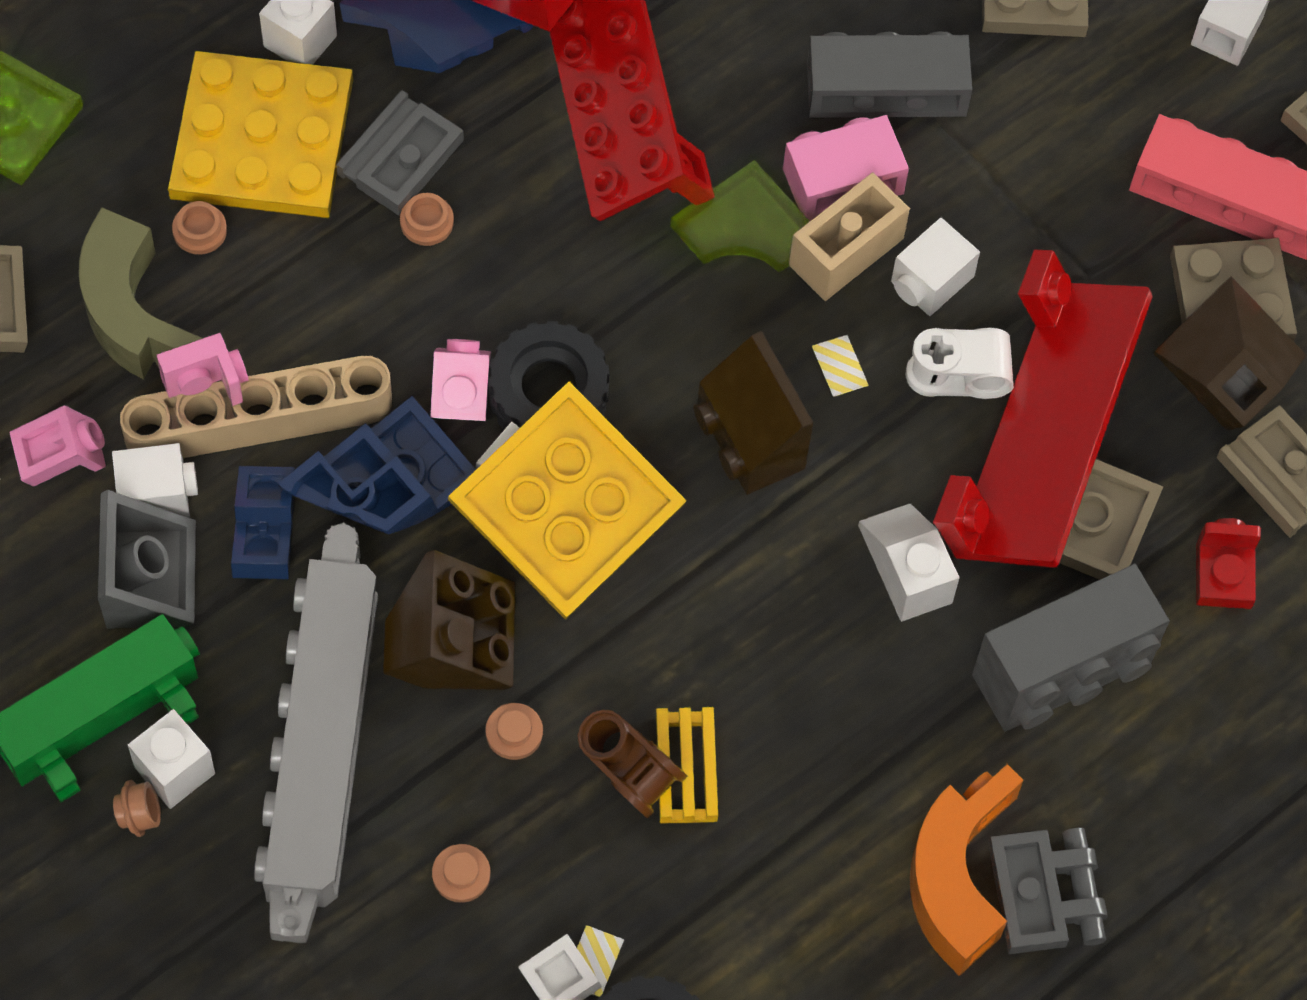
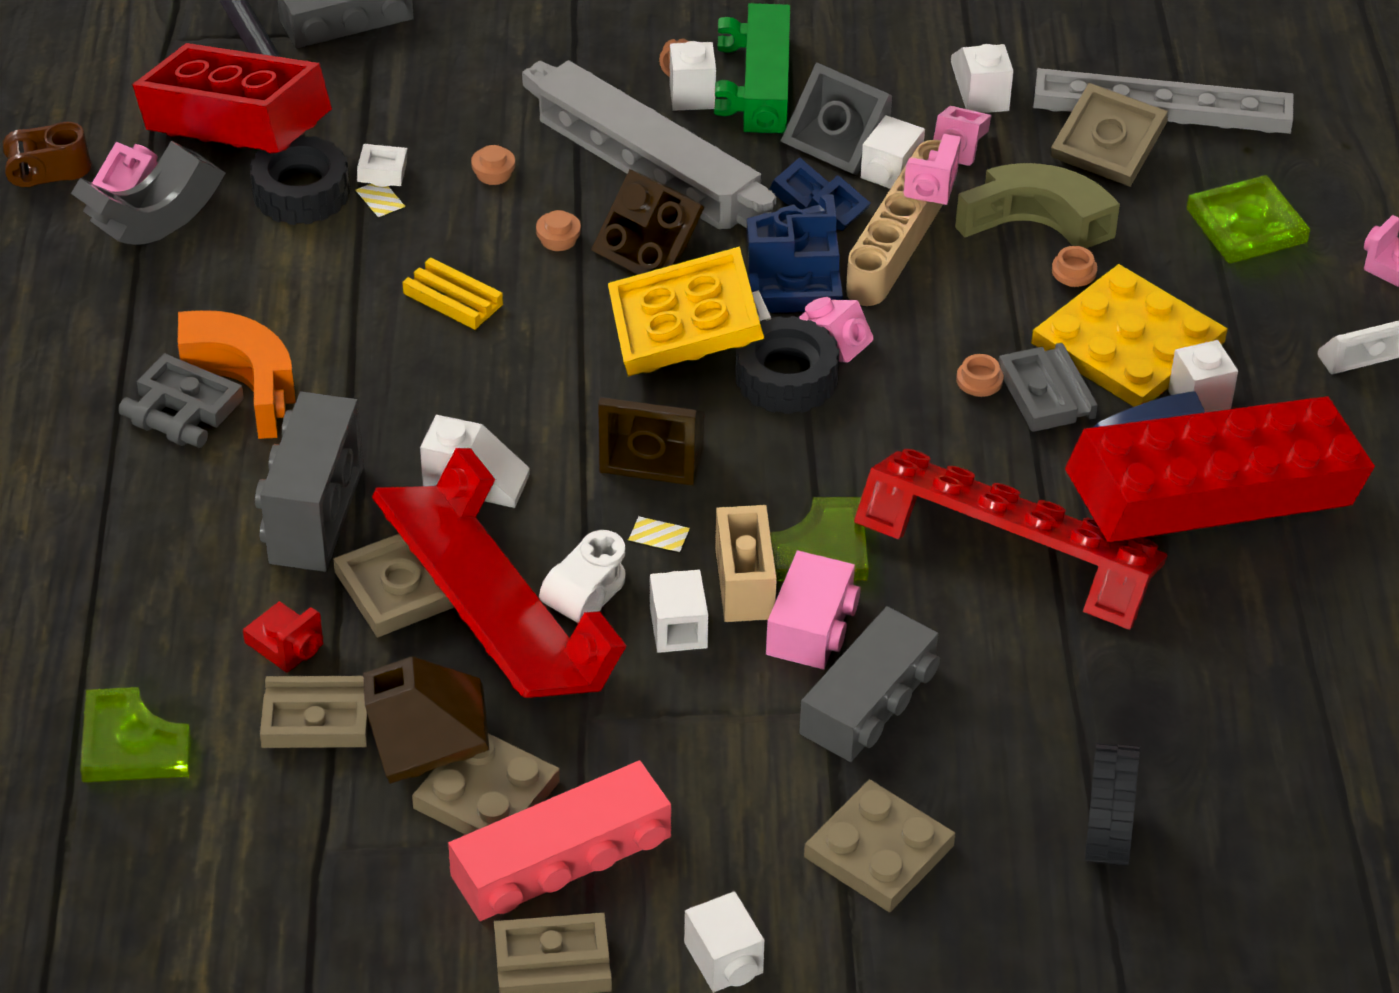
camera: 130 degrees right, 20 degrees down
(634, 765) = (481, 250): reddish brown piece -> none

